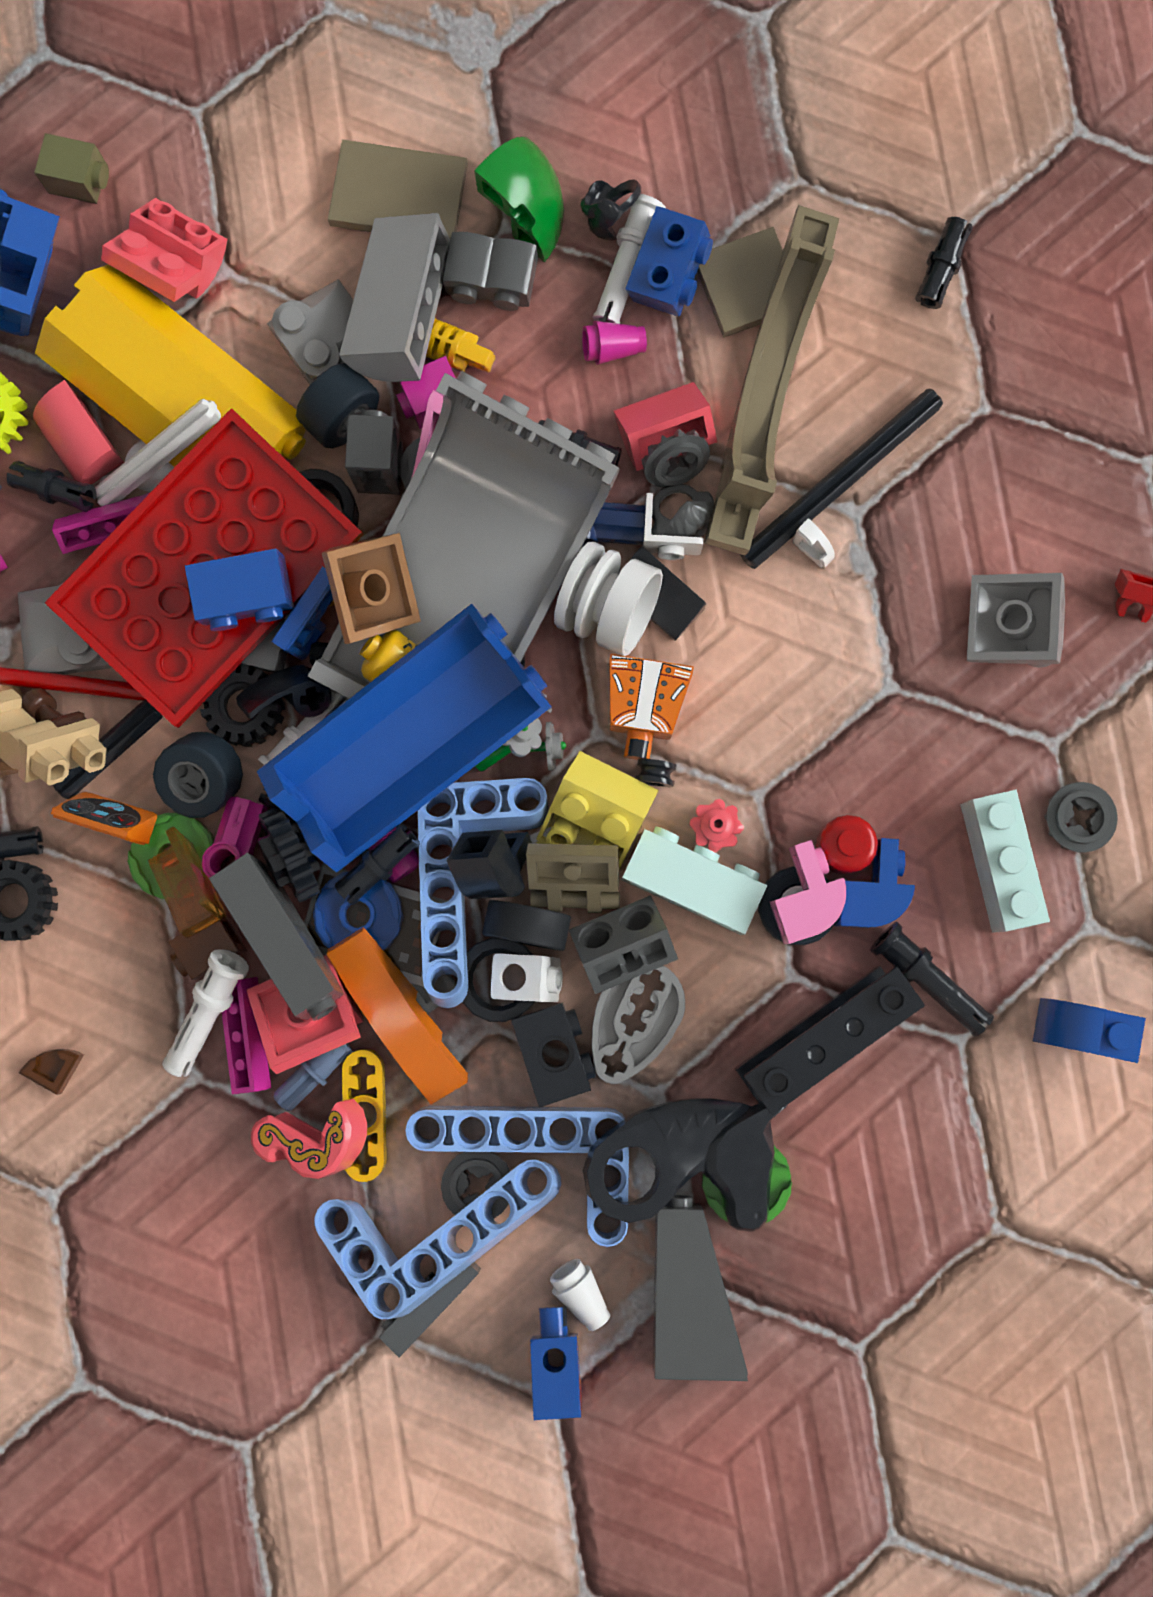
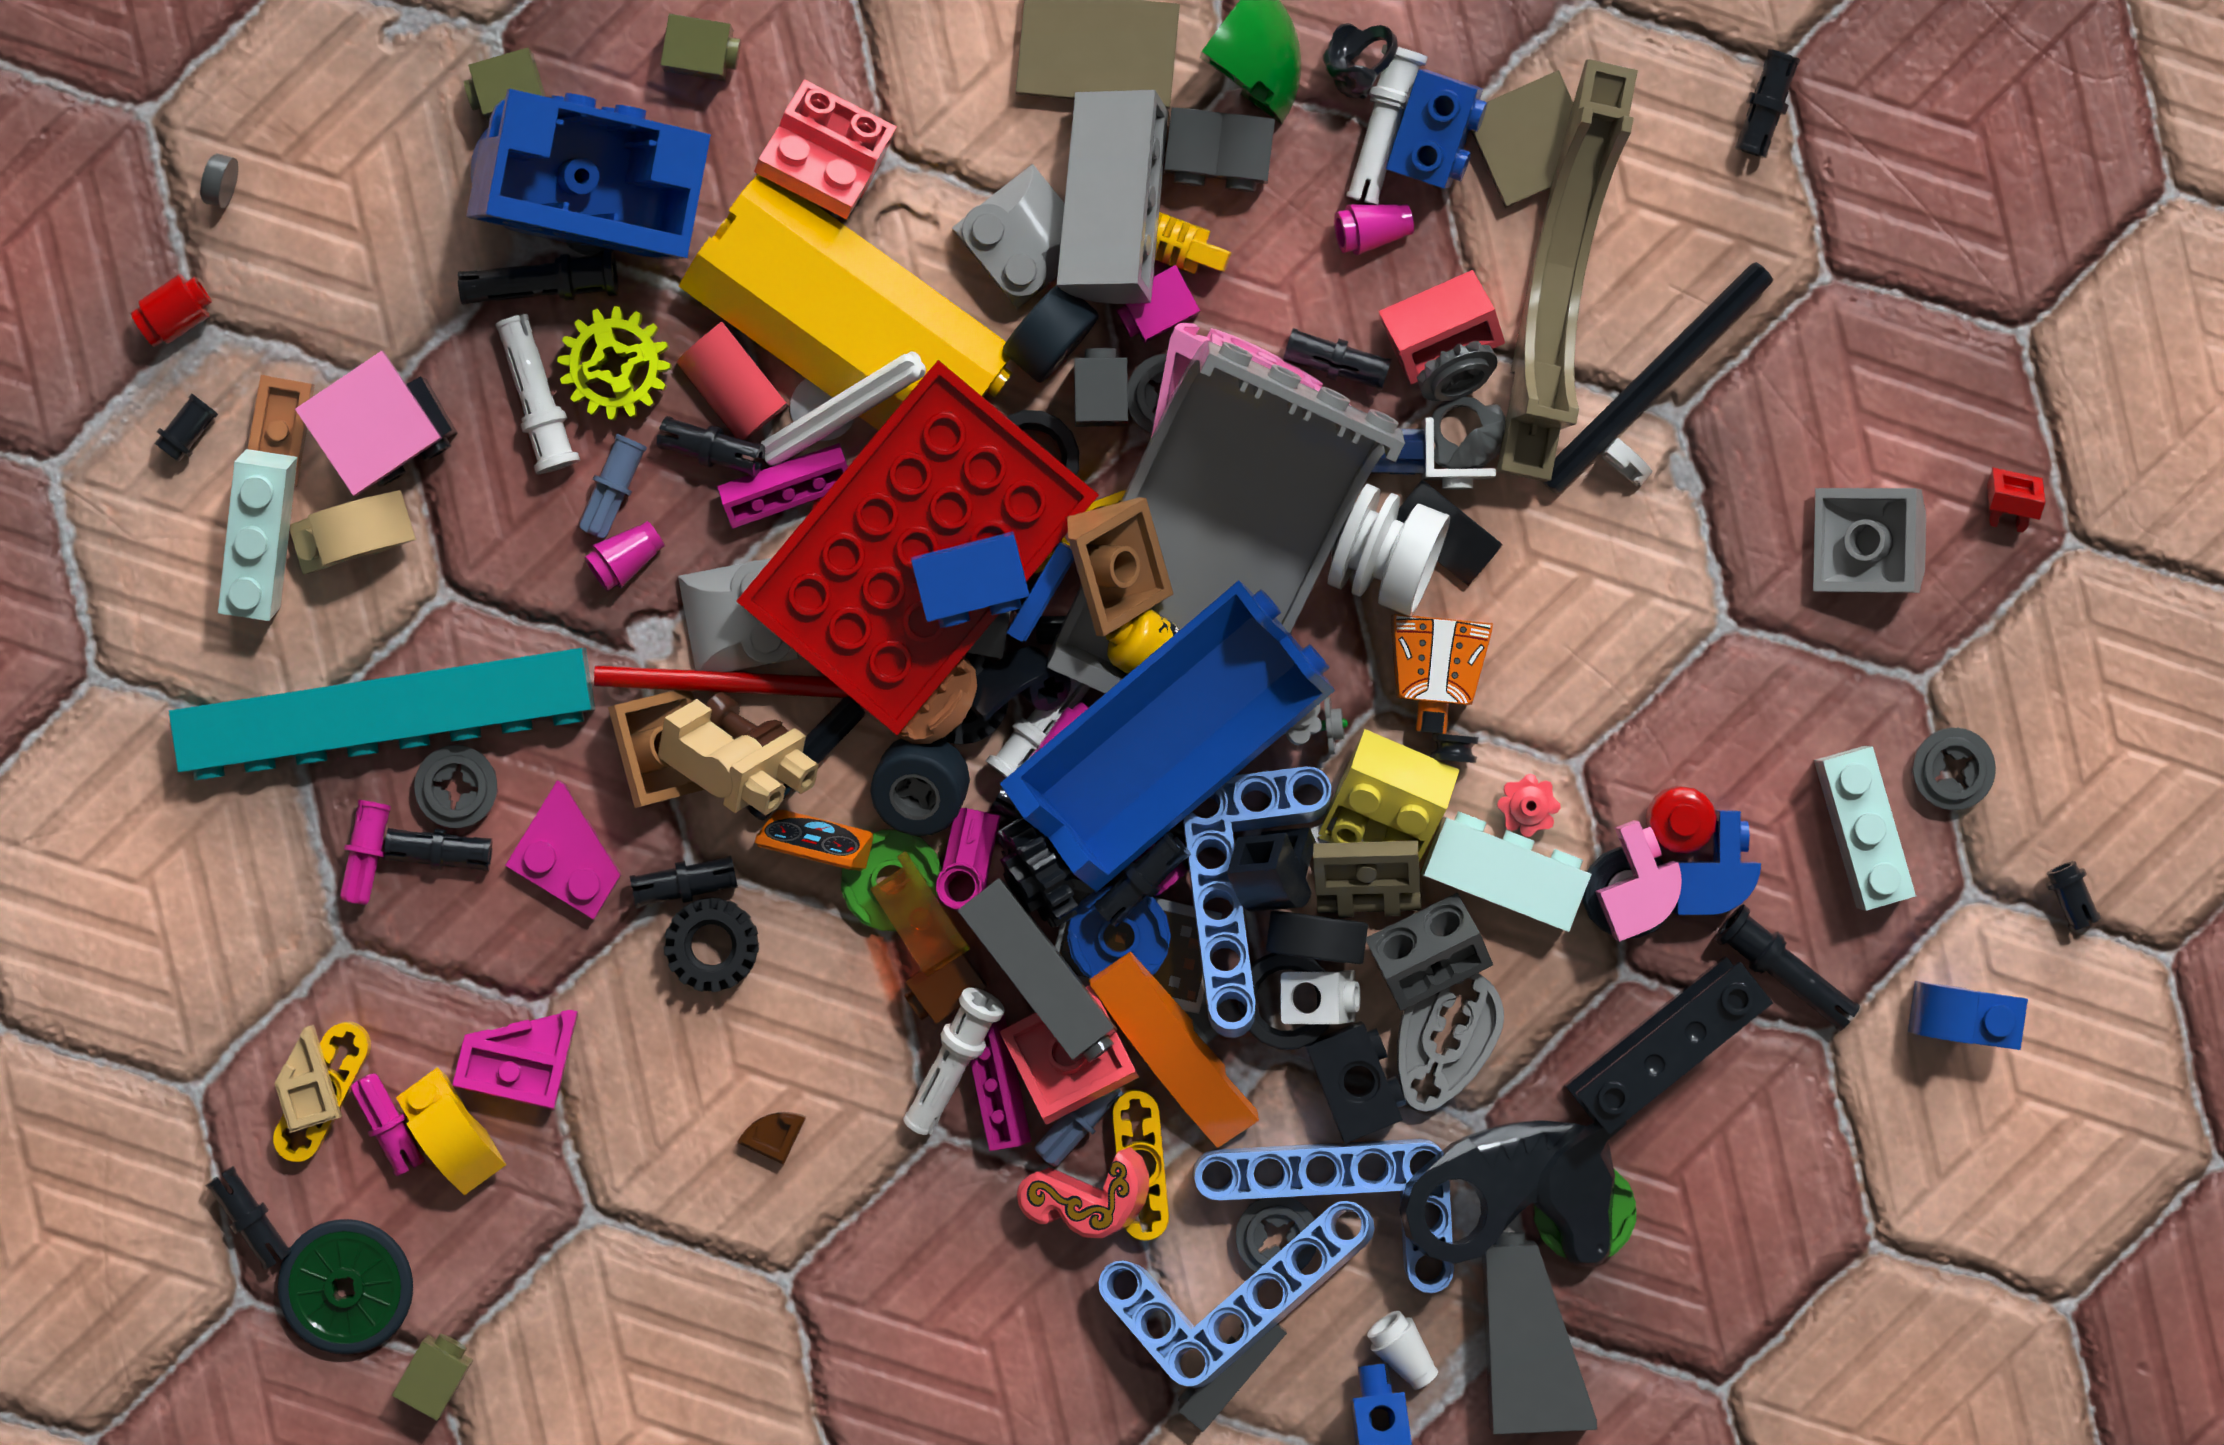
camera: 10 degrees left, 5 degrees up
(220, 707) = (945, 706): none -> nougat plate

